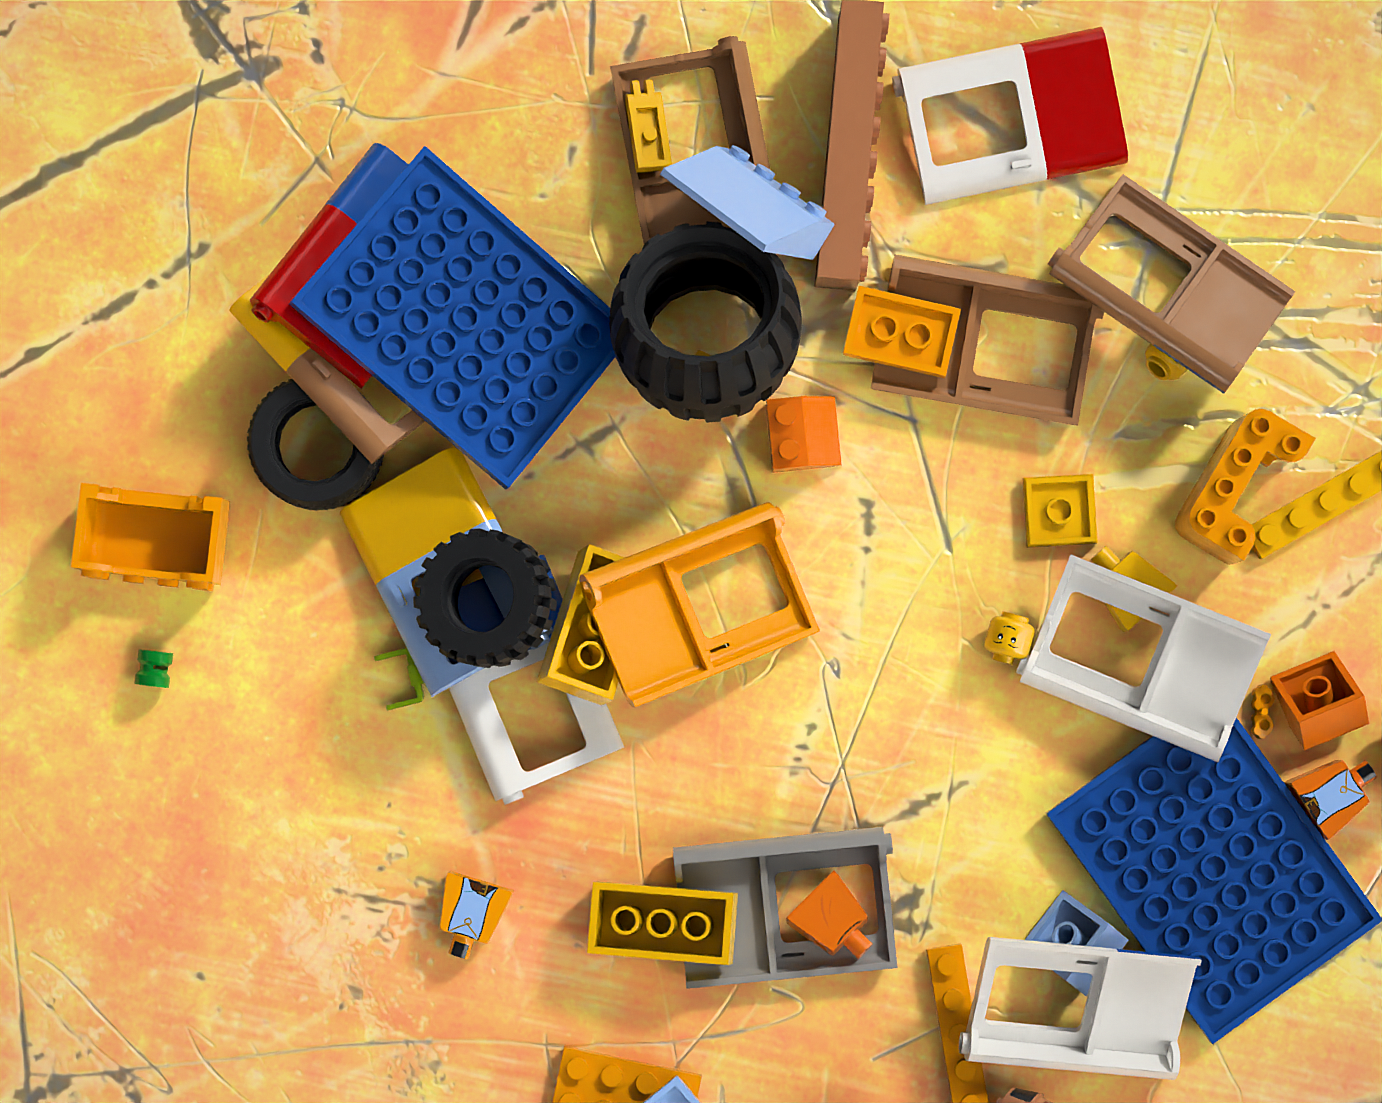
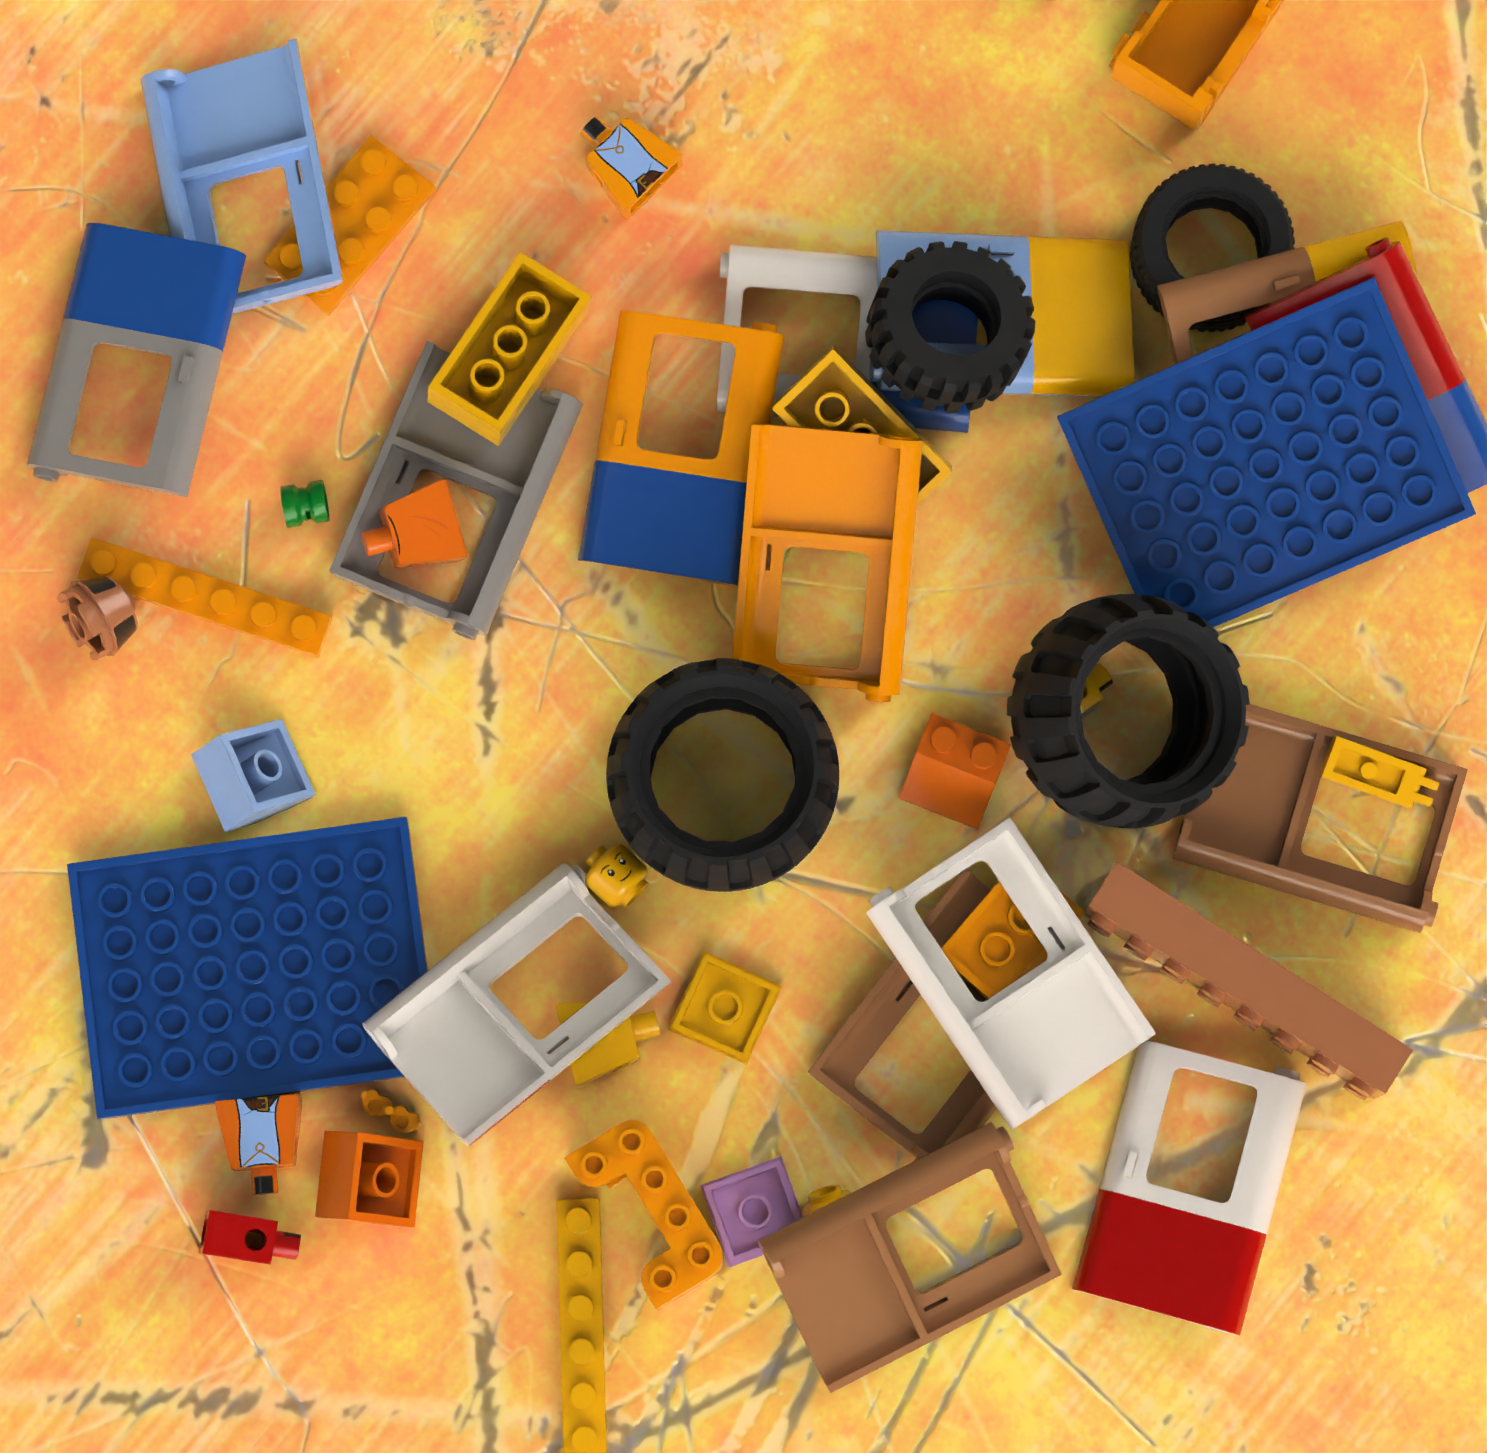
camera: 120 degrees right, 5 degrees down
(414, 675) = (891, 226): lime piece -> none
(719, 740) = (666, 507): none -> piece
(752, 201) = (1234, 826): light blue slope -> none
(856, 1015) = (304, 503): none -> green wheel
(962, 272) = (1046, 1026): none -> white piece
(973, 577) = (710, 688): none -> black tyre
(1127, 1018) = (140, 783): white piece -> none
(1193, 415) = (750, 1207): none -> lavender tile

